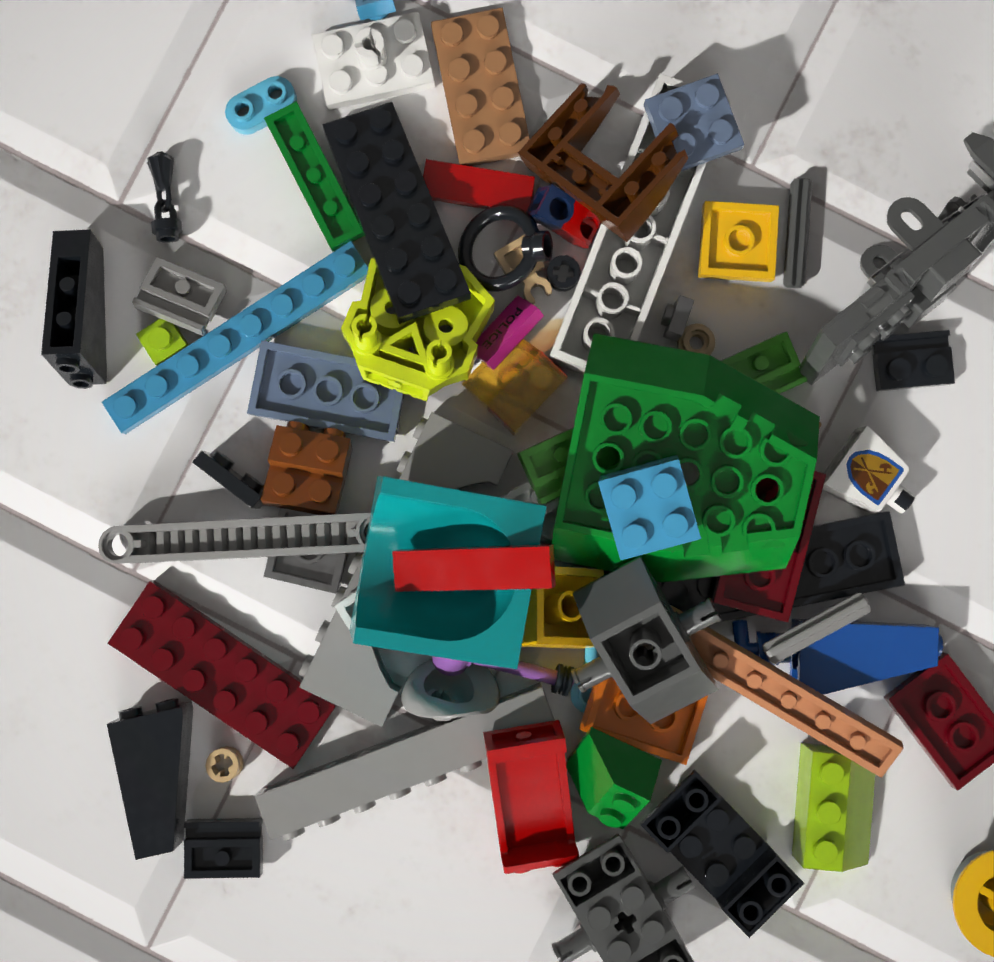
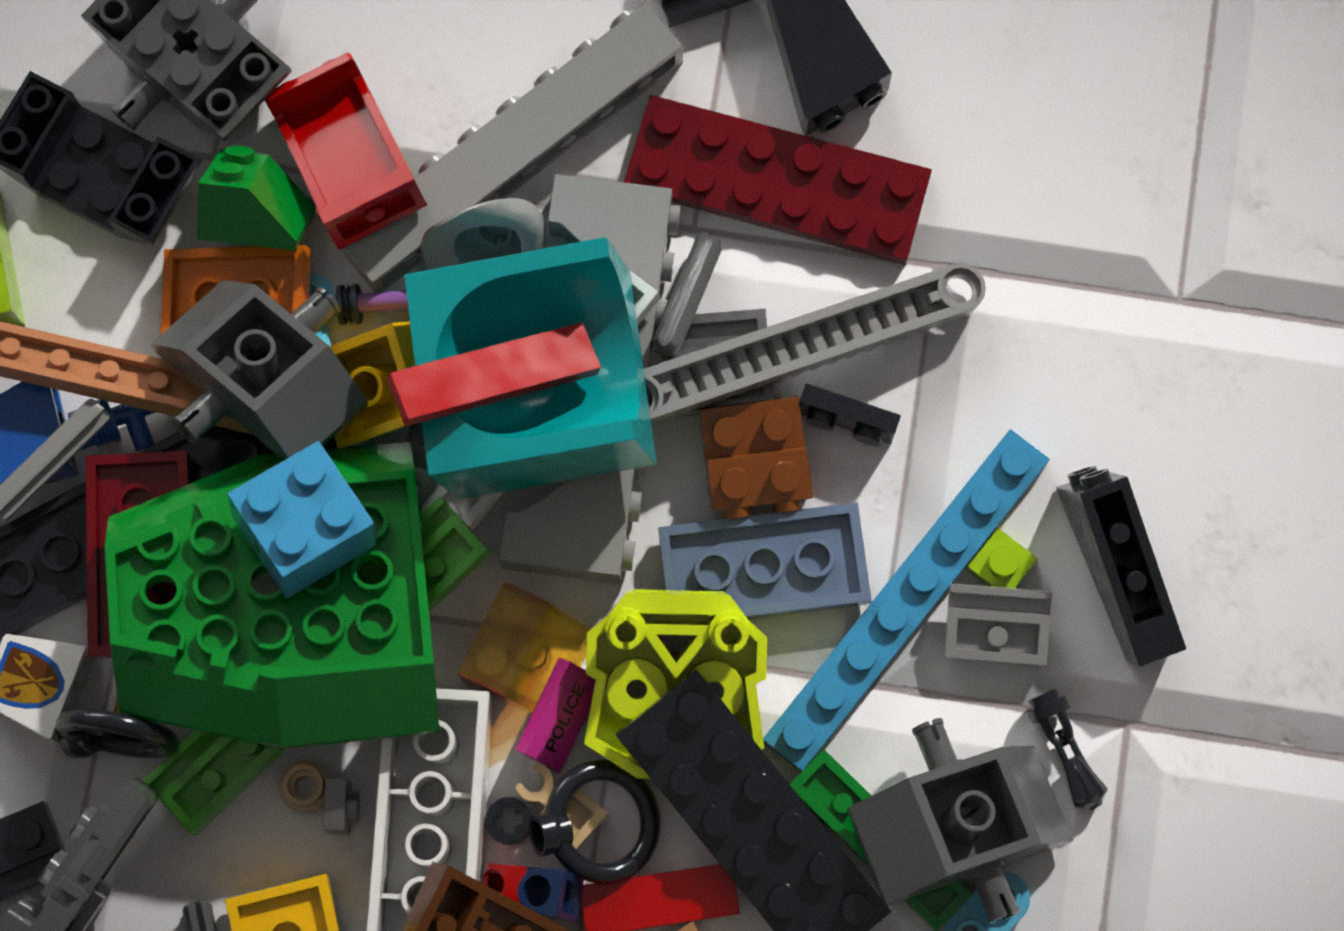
camera: 160 degrees right, 10 degrees down
(214, 758) = (737, 58): tan bush -> none
(254, 161) = (918, 831): none -> dark grey slope
(315, 604) = (687, 295): none -> dark grey axle
(829, 414) = (136, 739): none -> black piece

